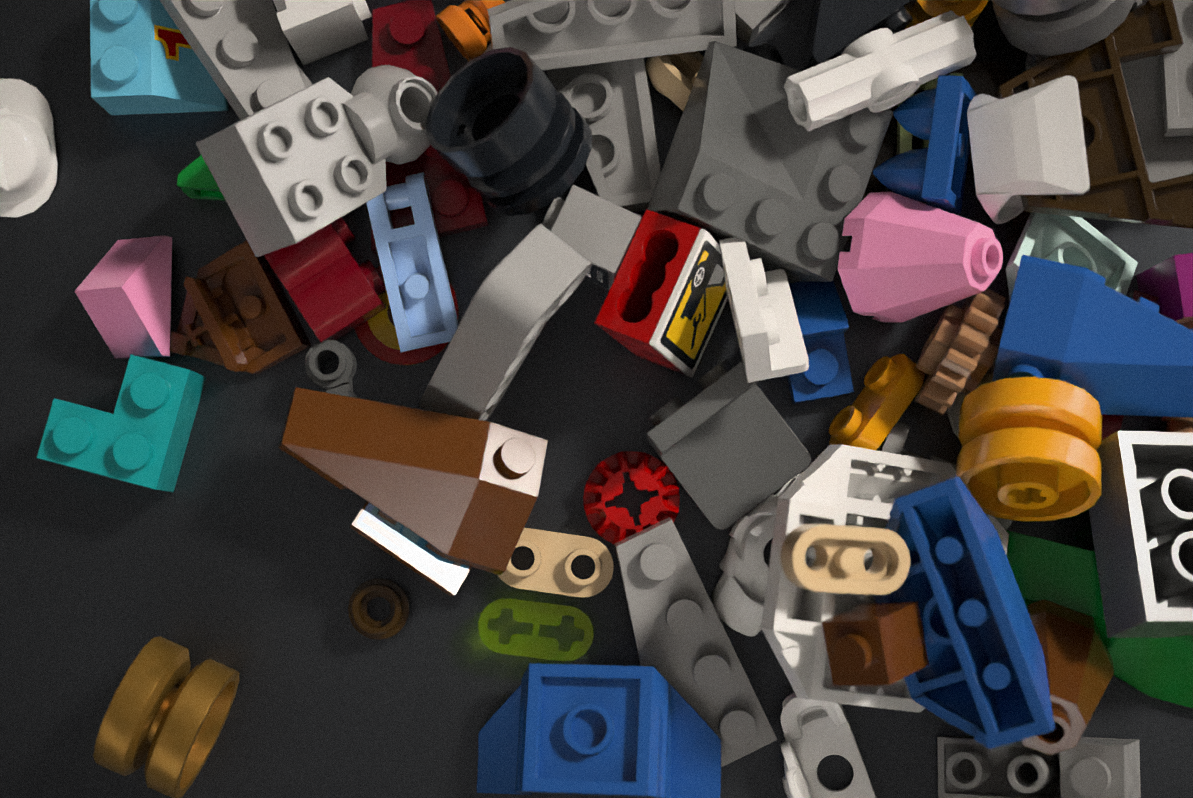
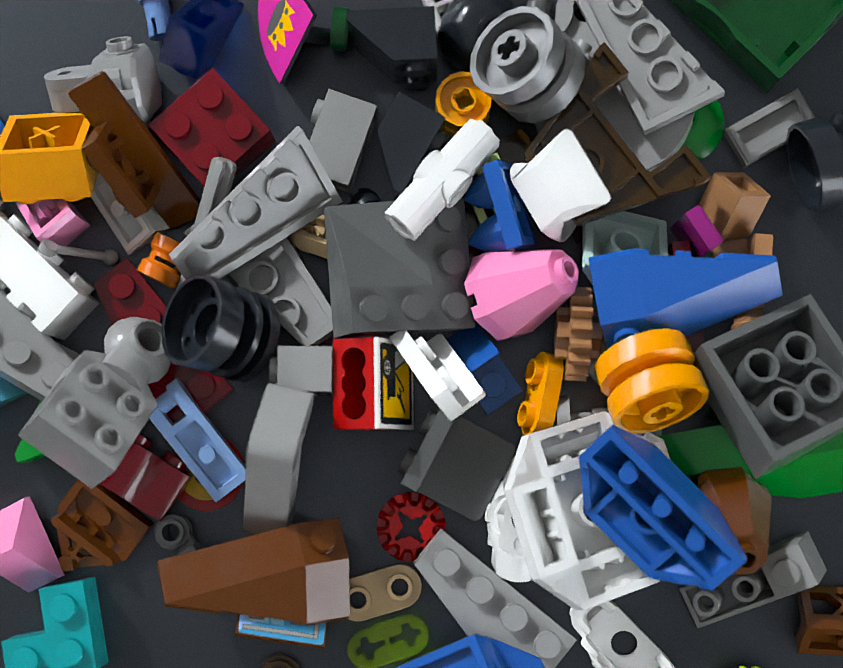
camera: 25 degrees left, 0 degrees up
(841, 559) = (561, 512): tan plate -> none
(875, 644) = (609, 555): reddish brown brick -> none

